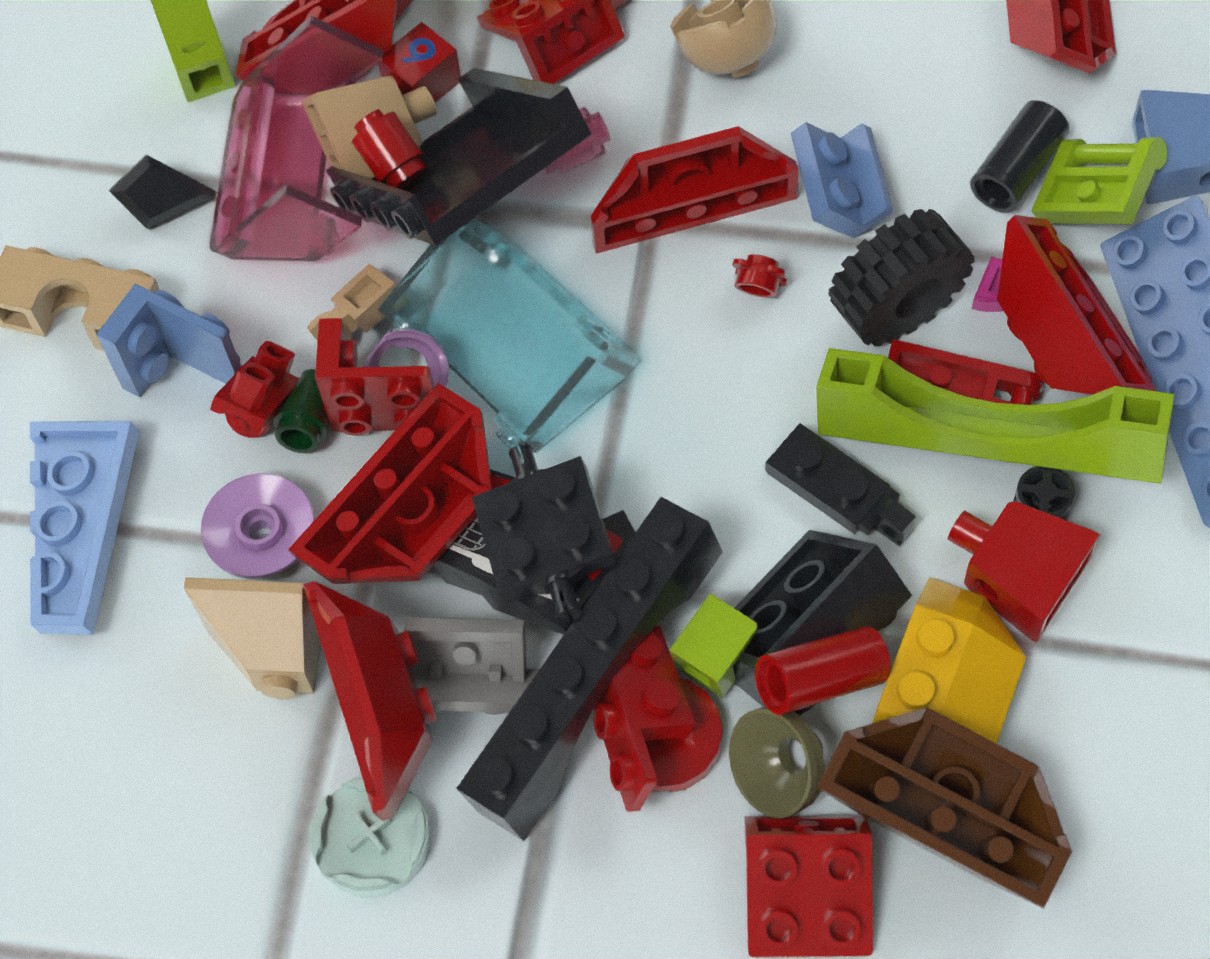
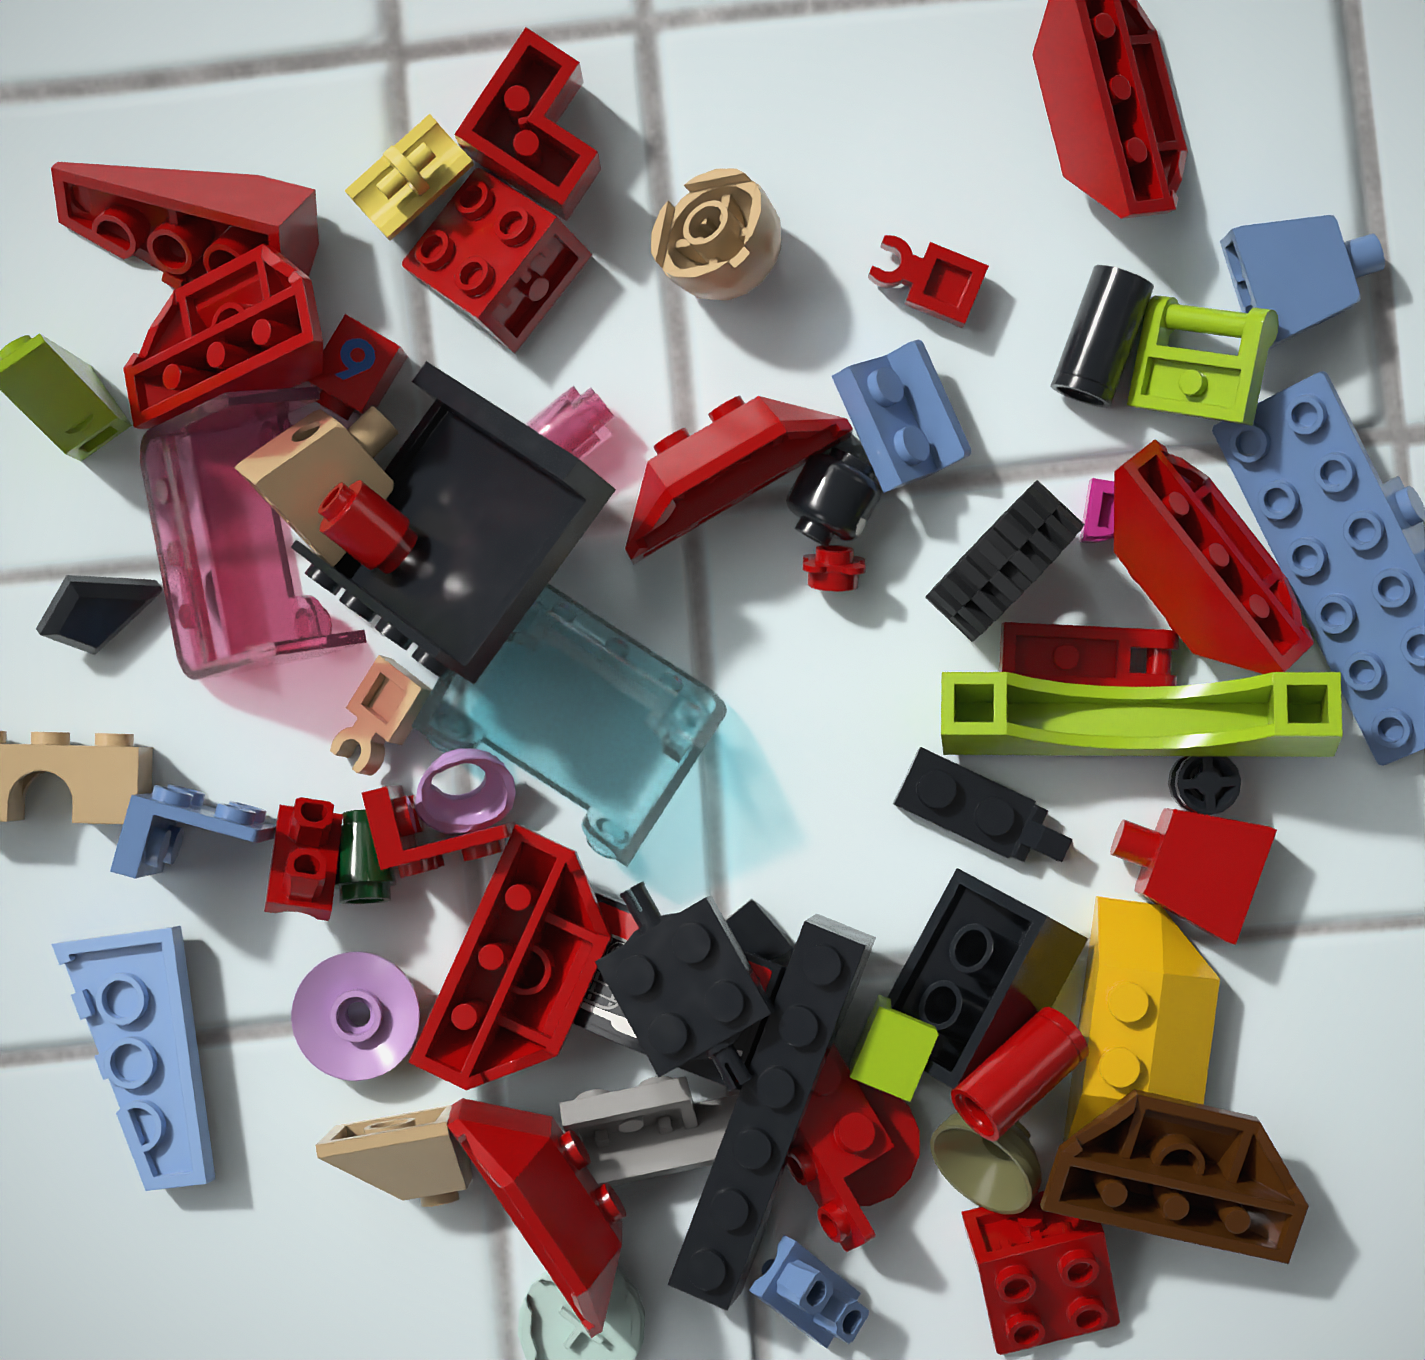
camera: 20 degrees left, 25 degrees up
(581, 838) = (810, 1295): none -> medium blue hips
(772, 221) = (833, 497): none -> black head
(891, 99) = (940, 282): none -> red plate

